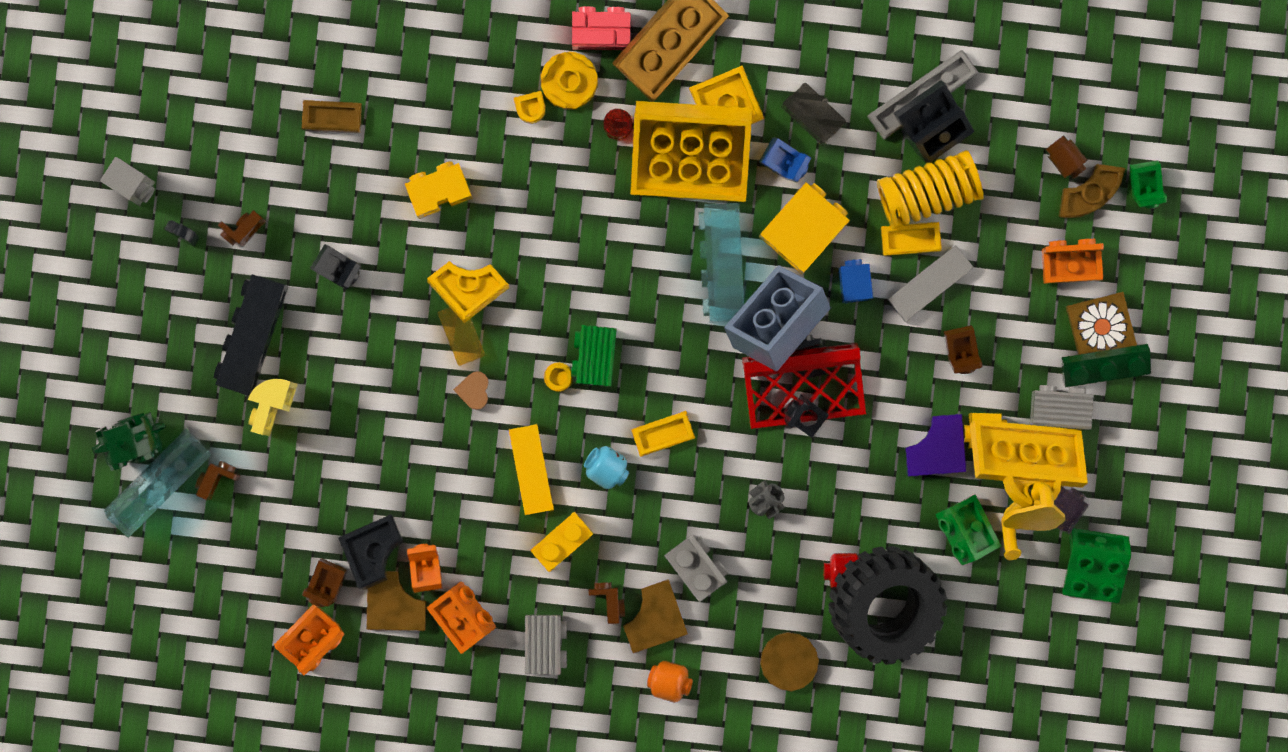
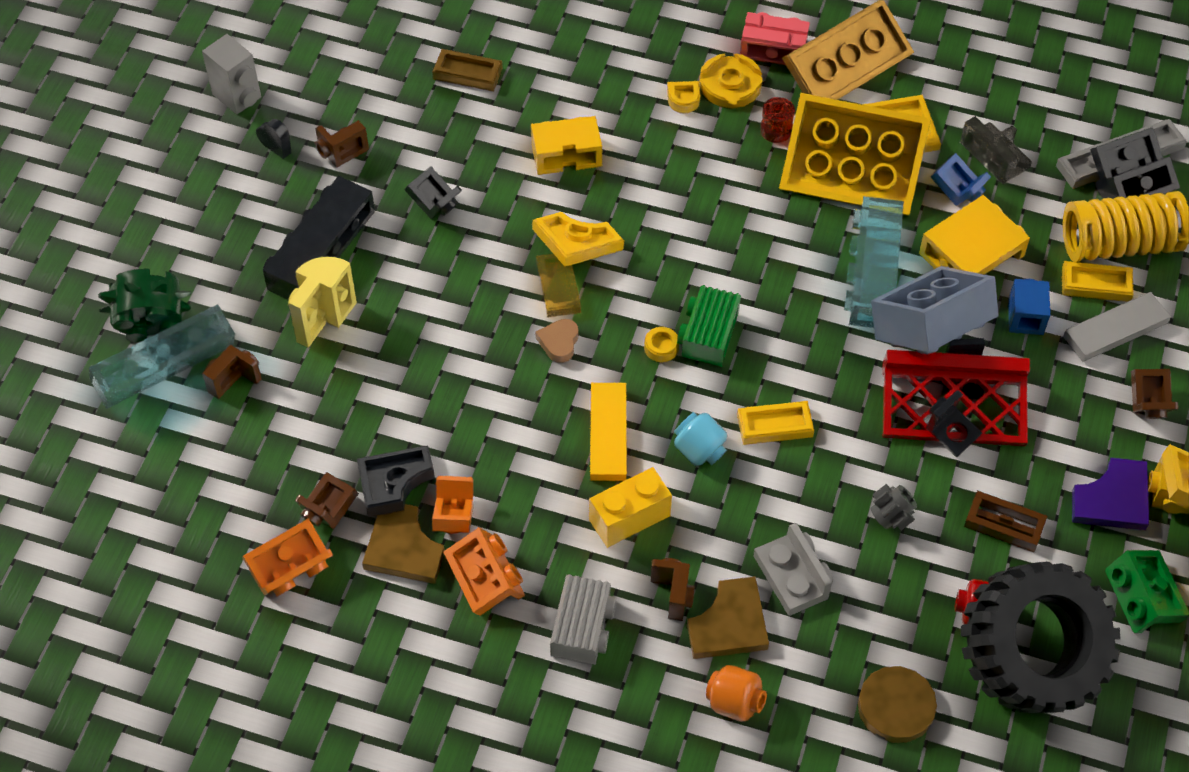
camera: 10 degrees right, 30 degrees down
(879, 493) = (1005, 527): none -> reddish brown tile

